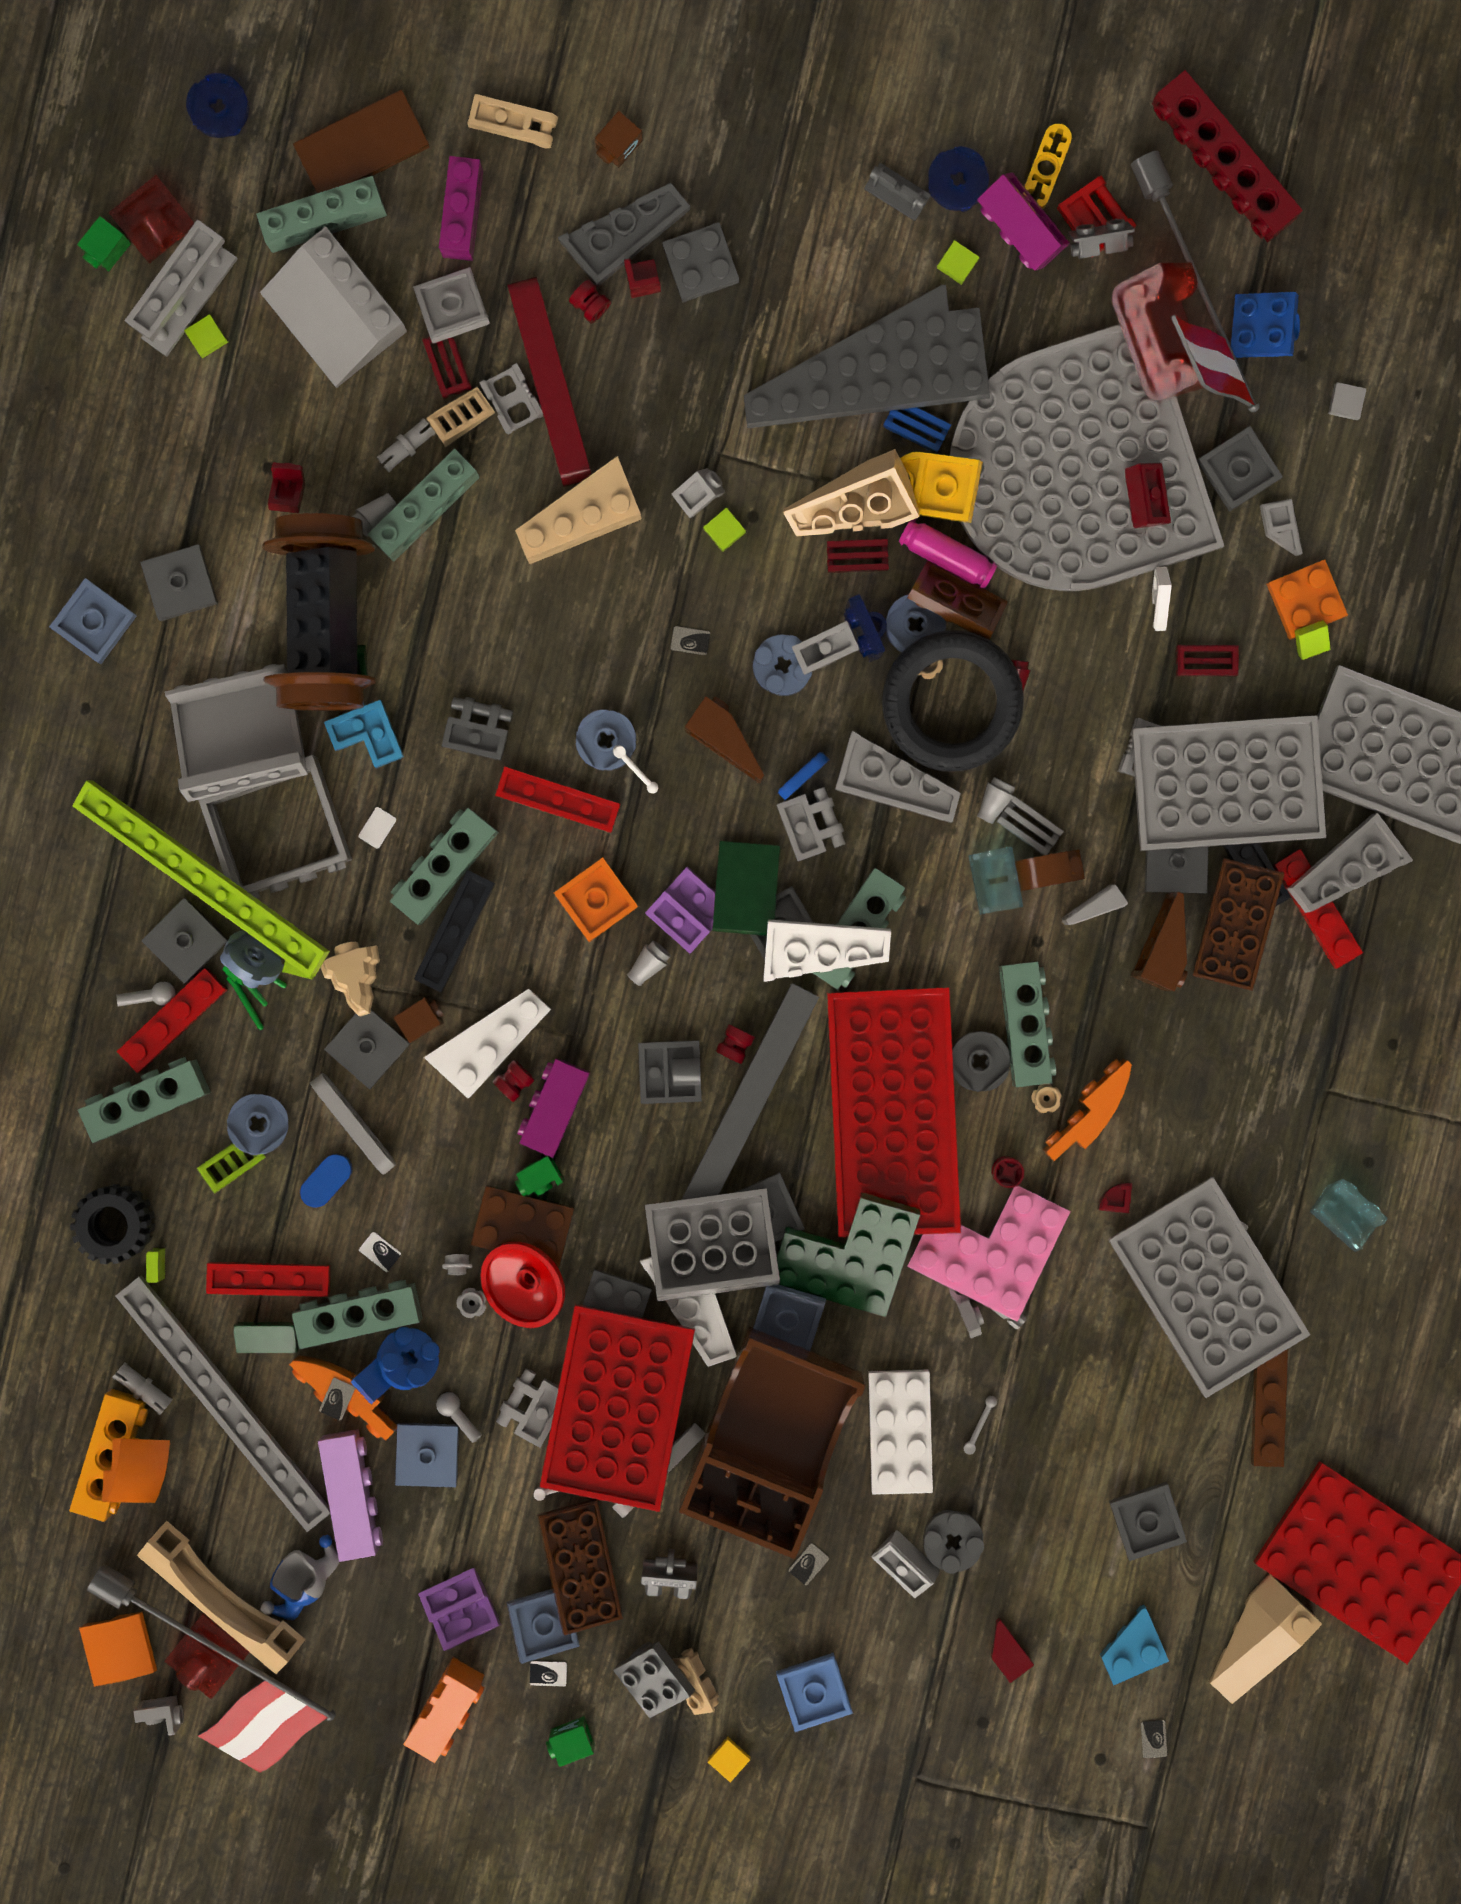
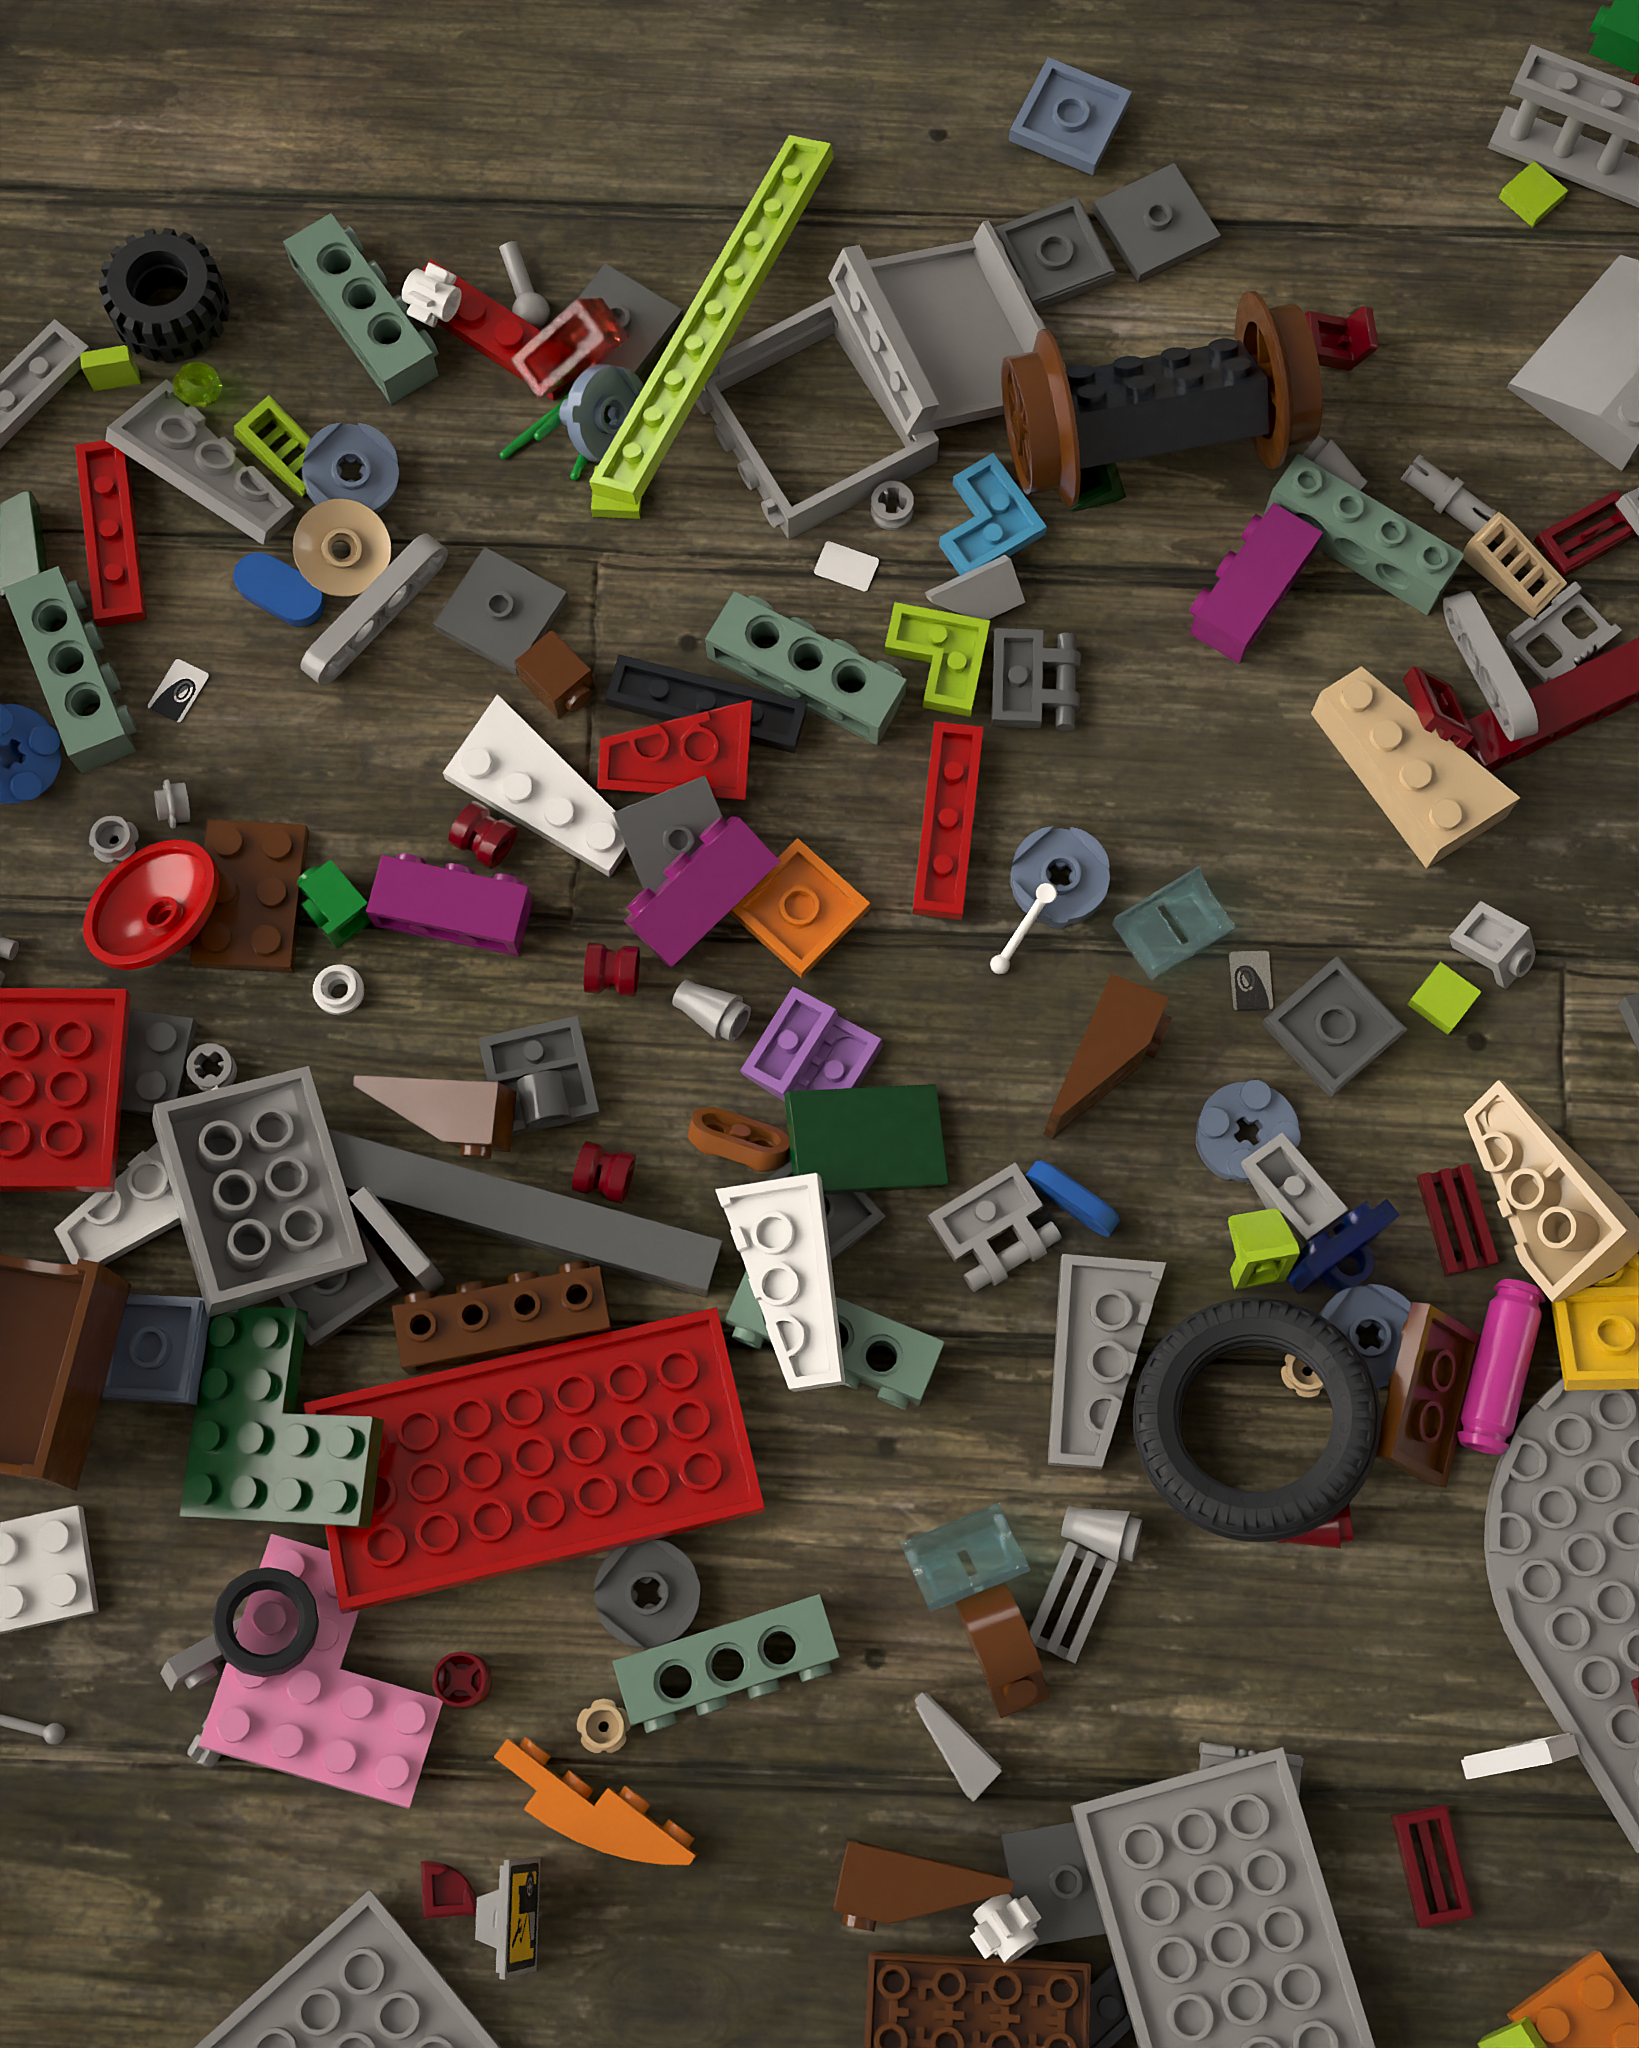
camera: 80 degrees right, 15 degrees down
(149, 1054) = (431, 295): none -> white gear
(172, 1207) = (197, 384): none -> clear neon green plate
(190, 653) = (1056, 253): none -> dark grey plate
(203, 973) = (569, 345): none -> clear red slope
(226, 1224) = (189, 456): none -> light grey wing
(317, 1124) = (347, 523): none -> tan dish
(341, 783) = (896, 520): none -> light grey bush
(353, 974) = (610, 564): tan rock -> none
(415, 749) = (981, 591): none -> light grey tile
(440, 580) = (1253, 581): none -> magenta brick
(446, 773) = (951, 645): none -> lime plate
(487, 952) = (681, 751): none -> red wing
(528, 451) = (1490, 666): none -> light grey beam
(540, 964) = (666, 827): none -> dark grey plate
(548, 489) = (1438, 709): none -> dark red tile
(577, 957) = (700, 889): none -> magenta brick
(592, 1191) = (331, 977): none -> white plate
(613, 1018) = (608, 969): none -> dark red wheel
(635, 1264) = (211, 1052): none -> light grey bush
(643, 665) = (1192, 909): none -> clear light blue piece
(685, 1127) = (458, 1112): none -> slope
(730, 599) = (1333, 1026): none -> dark grey plate
(730, 962) = (738, 1138): none -> dark orange plate
(756, 1169) = (397, 1239): none -> light grey tile
(809, 1116) = (501, 1319): none -> reddish brown brick
(854, 674) = (1262, 1248): none -> lime slope
(983, 1274) = (243, 1586): none -> black tyre
(1141, 1166) = (510, 1917): none -> piece
(1197, 899) = (1005, 1927): none -> white gear

